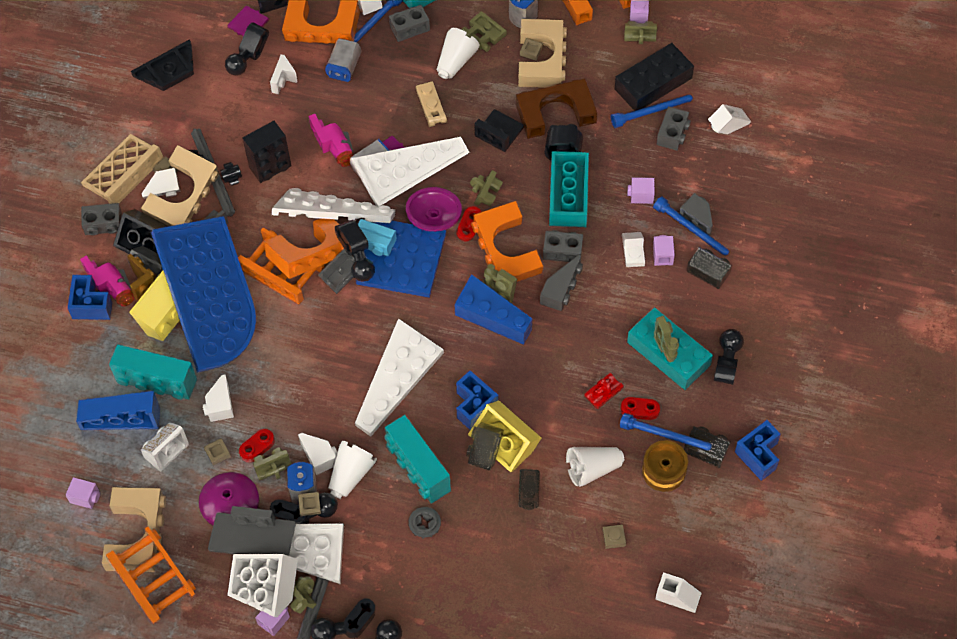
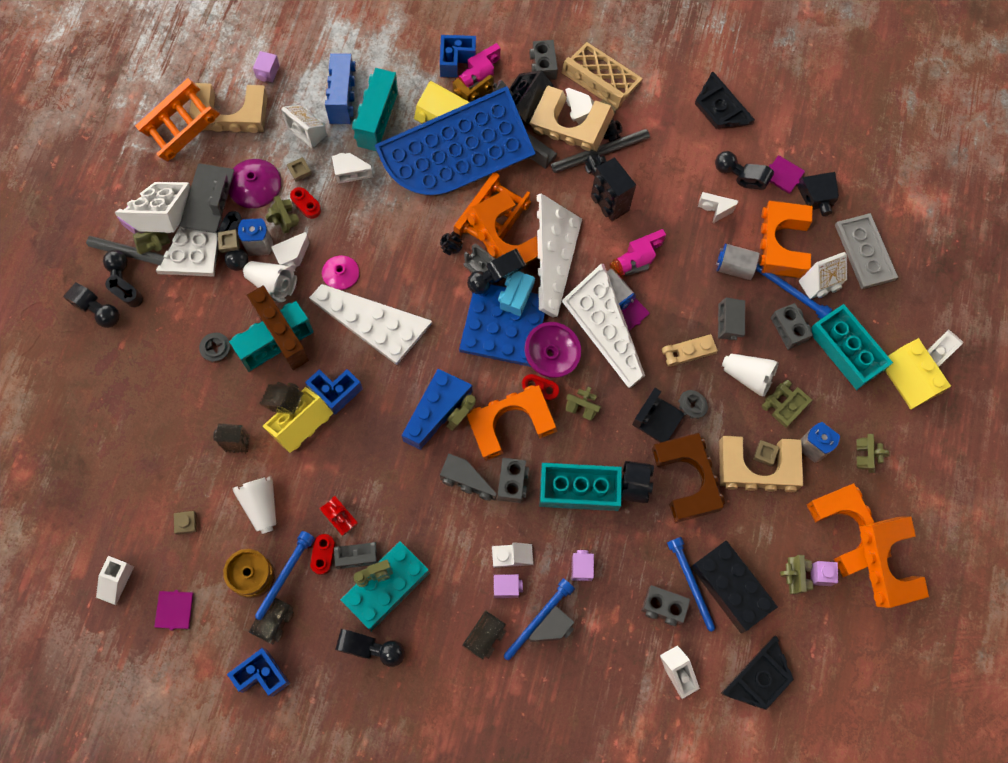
camera: 85 degrees right, 10 degrees up
(314, 306) = (451, 243): none -> black gear
(340, 416) = (343, 279): none -> dark pink dish
(389, 455) = (278, 327): none -> reddish brown arch
(400, 69) = (731, 319): none -> dark grey hinge
(490, 101) = (700, 407): none -> dark grey gear
(640, 376) = (355, 555): none -> dark grey hinge
(702, 540) = (174, 610): none -> magenta piece
(729, 61) = (761, 678): none -> black wing

